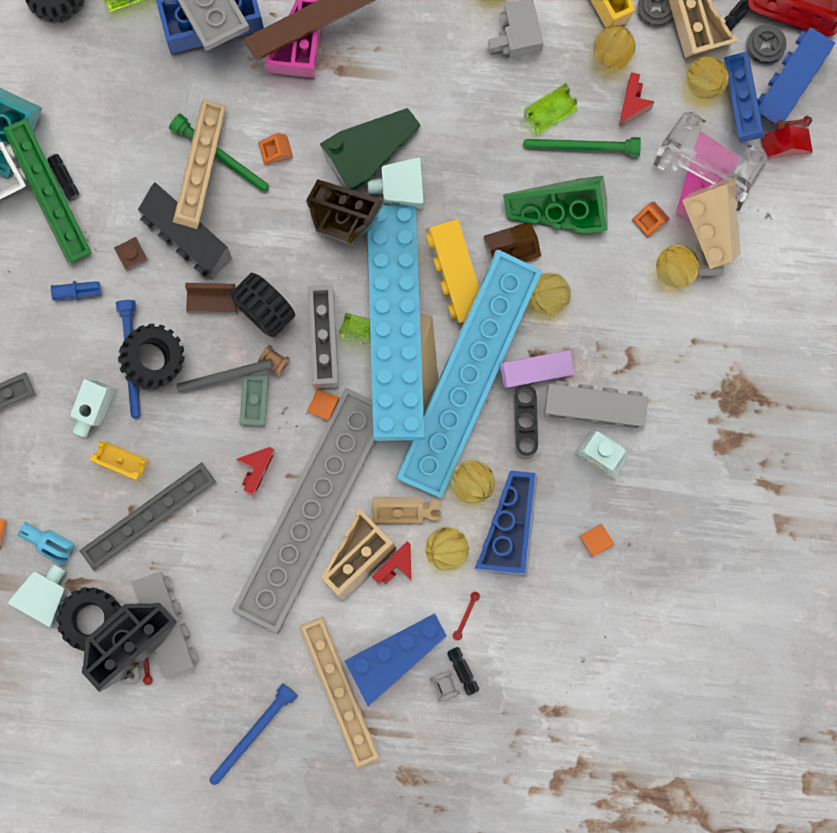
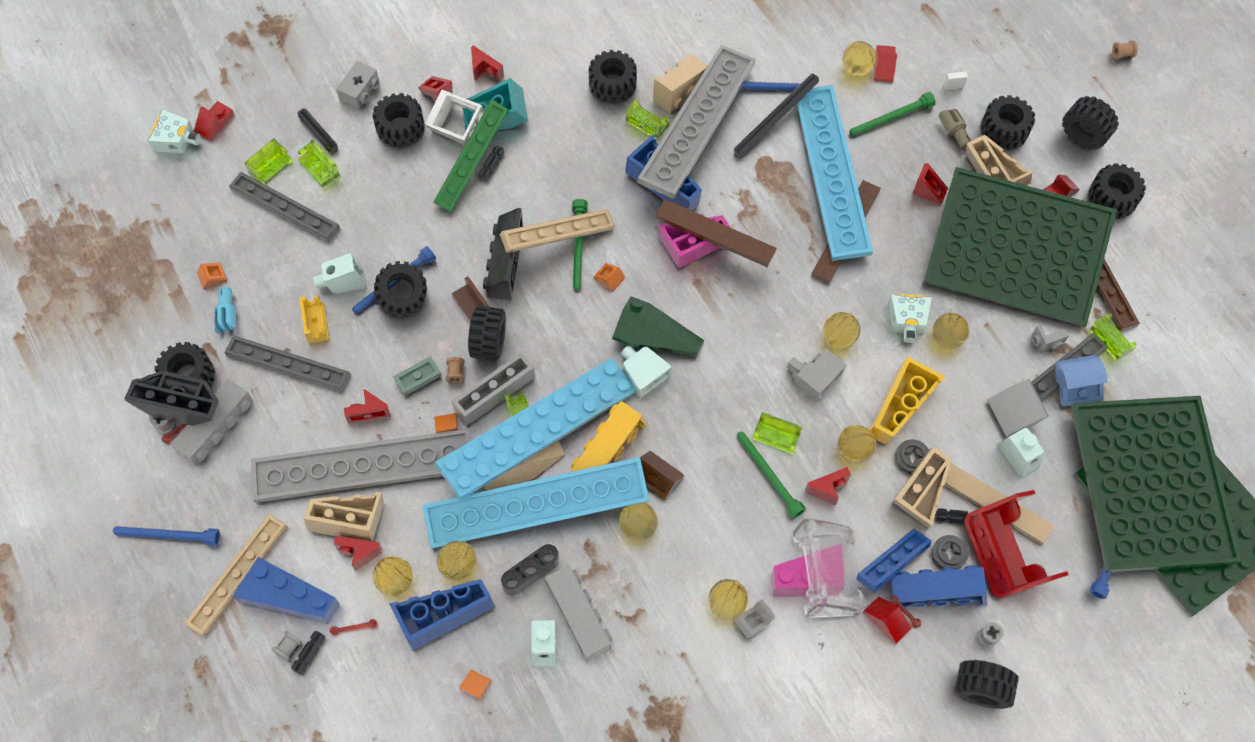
camera: 55 degrees right, 15 degrees down
(41, 596) = (183, 328): light aqua torso -> none
(75, 290) = (417, 218): blue axle -> none
(130, 253) = (468, 235): reddish brown plate -> none
(225, 375) = (421, 345): dark grey bar -> none
(342, 211) = (593, 342): dark brown wedge -> none
(404, 510) = (404, 528): tan plate -> none
(537, 368) = (575, 550): lavender tile -> none
(567, 204) = (717, 493): green wedge -> none
(651, 218) = (752, 558): orange slope -> none
(707, 78) = (887, 524): clear yellow piece -> none
(715, 221) = (777, 598): tan wedge -> none

